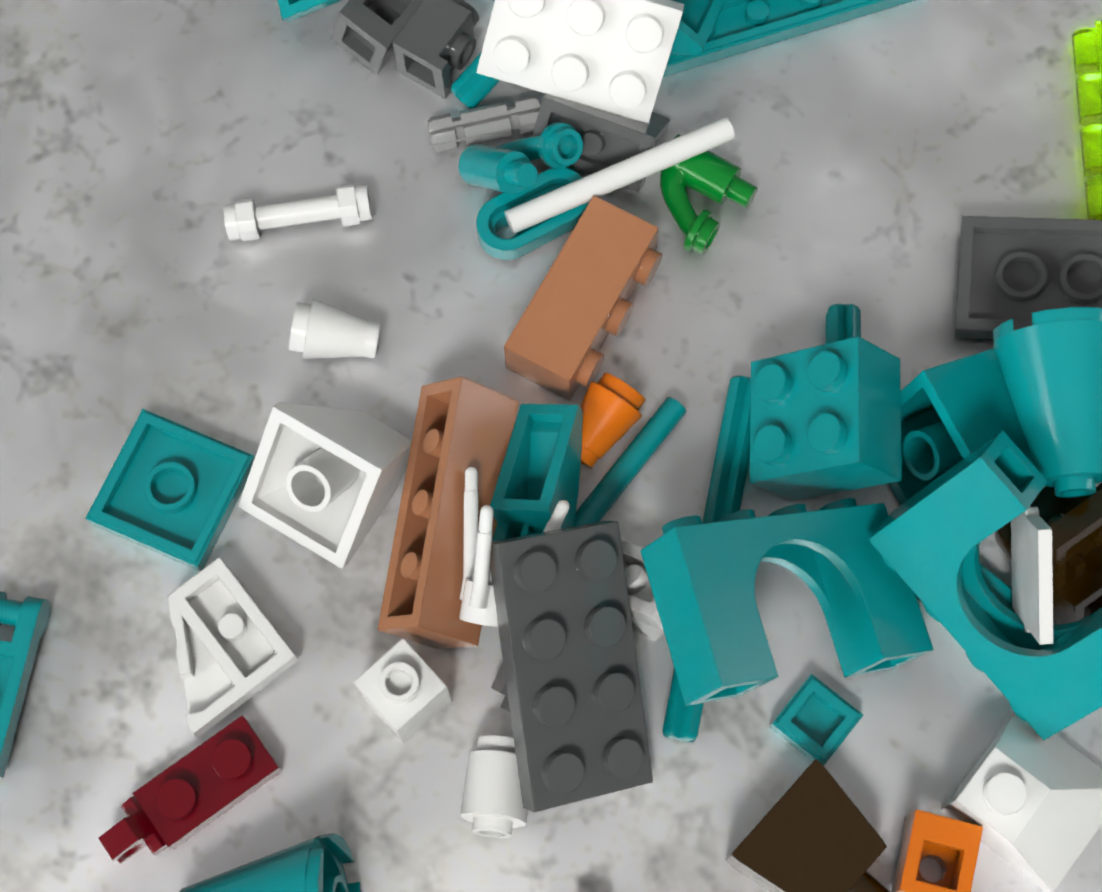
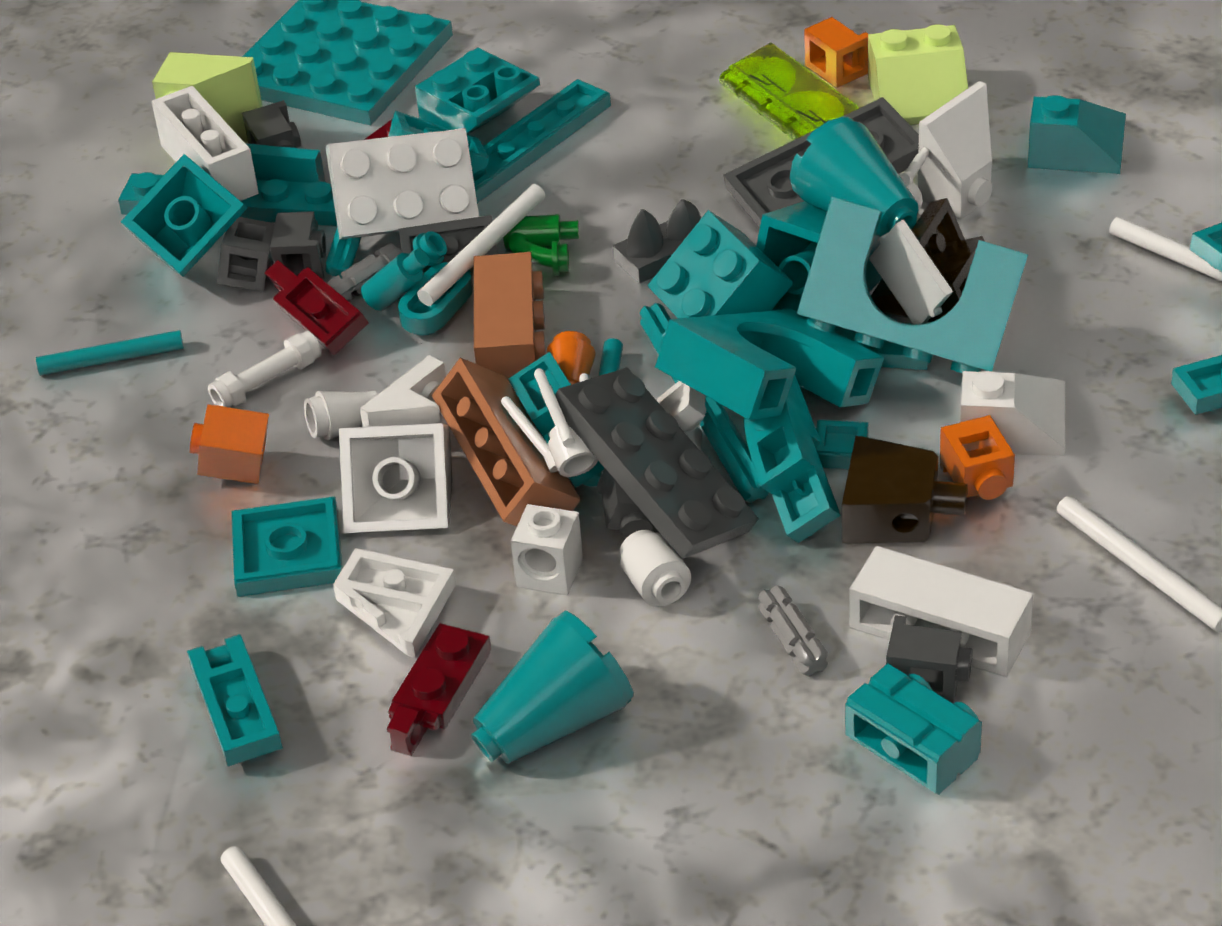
camera: 30 degrees left, 30 degrees down
(167, 80) = (109, 353): none -> teal bar
(184, 321) = (230, 443): none -> orange brick
(382, 376) = (408, 398): none -> white slope
(399, 149) = (316, 306): none -> dark red hinge
(726, 736) = (790, 467): none -> teal slope
(817, 278) = (653, 244): none -> dark grey tile

